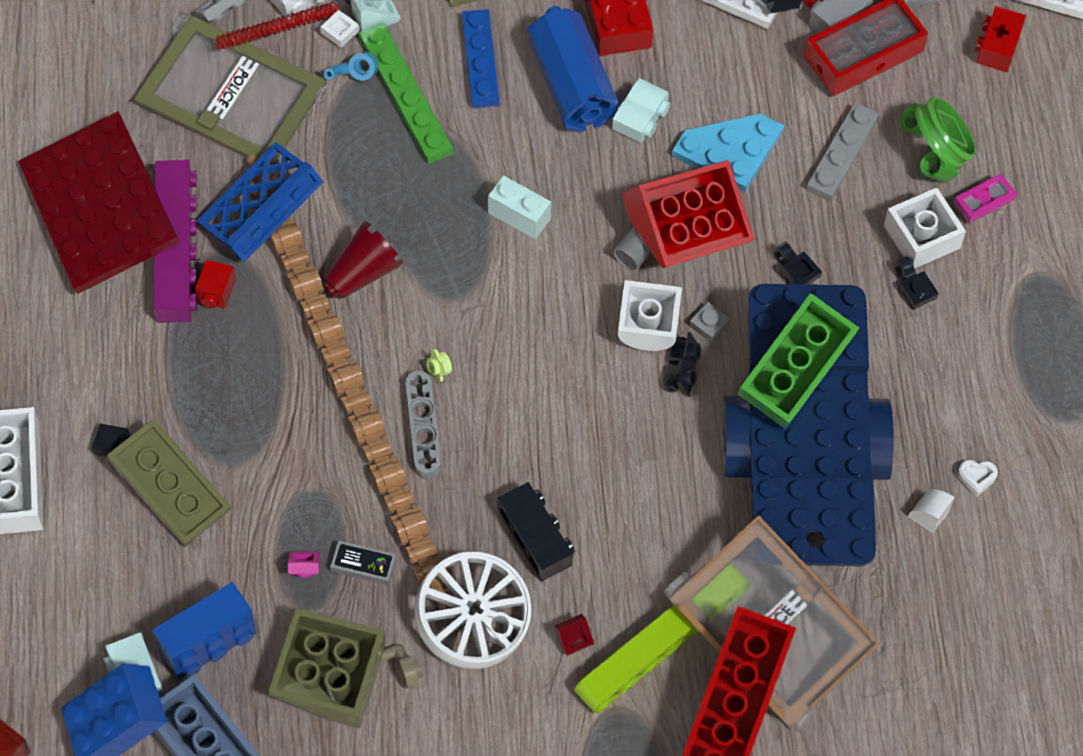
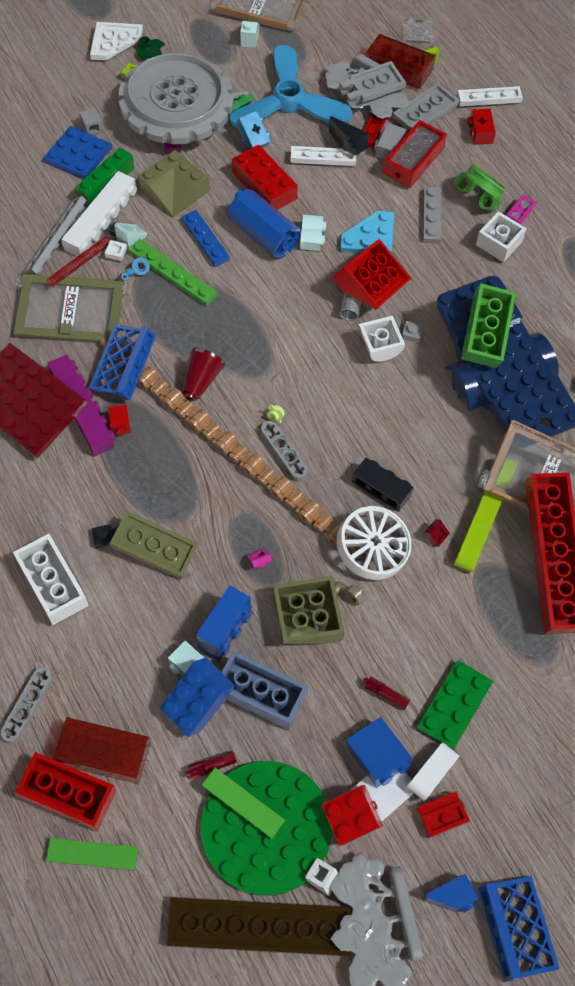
camera: 25 degrees left, 0 degrees up
(363, 562) = (292, 543): tile -> none
(519, 207) = (273, 309): light aqua brick -> none
(685, 353) = (414, 365): black hinge -> none
(797, 268) = (442, 283): black plate -> none
(915, 287) = (512, 270): black plate -> none

